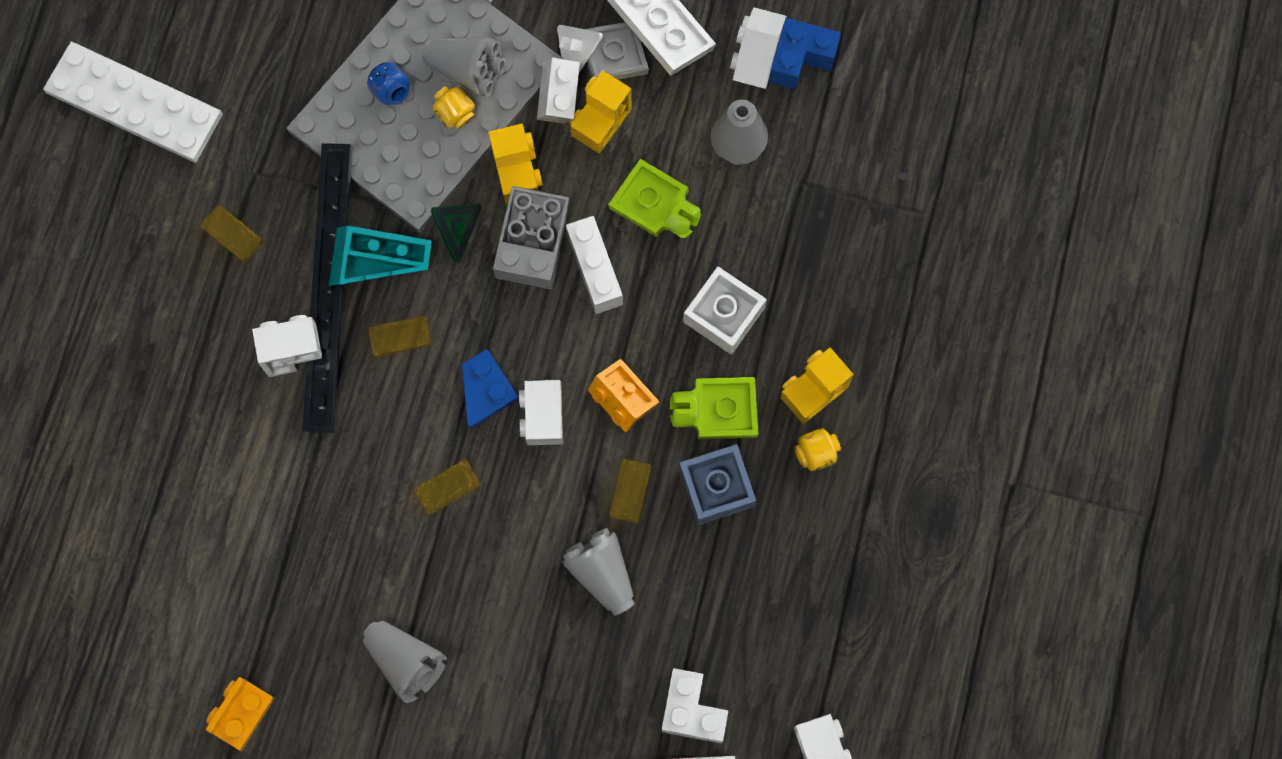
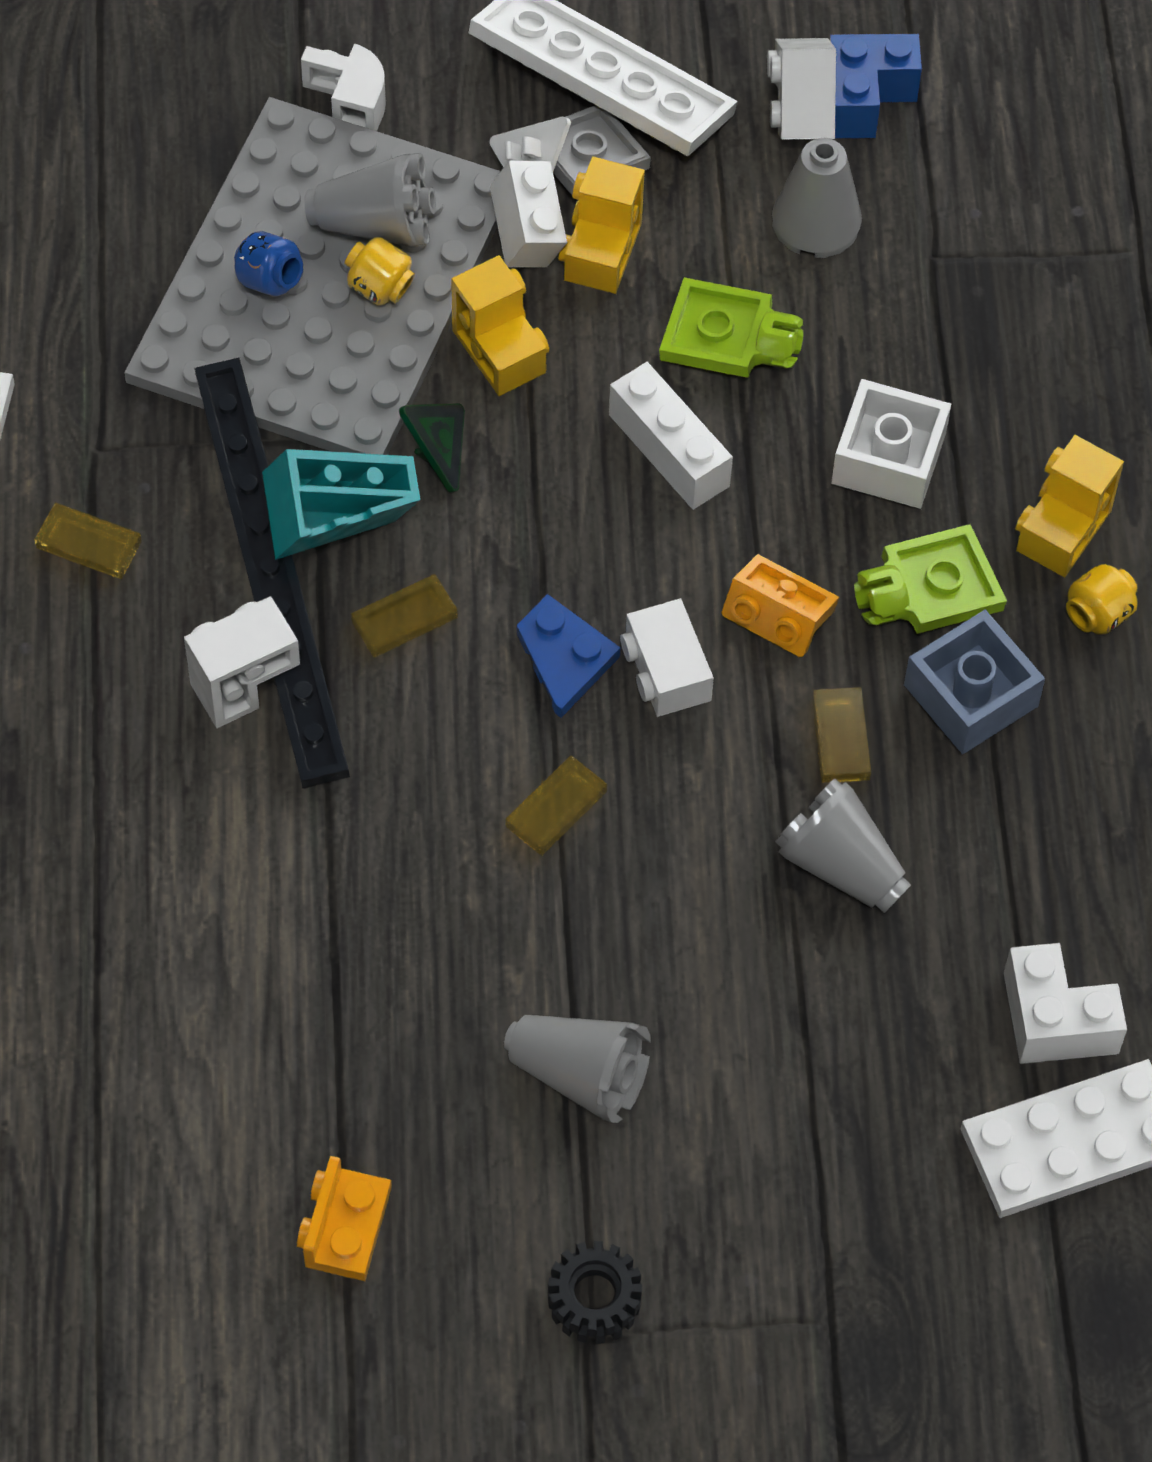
camera: 20 degrees left, 15 degrees down
(531, 238) = (562, 423): light grey slope -> none

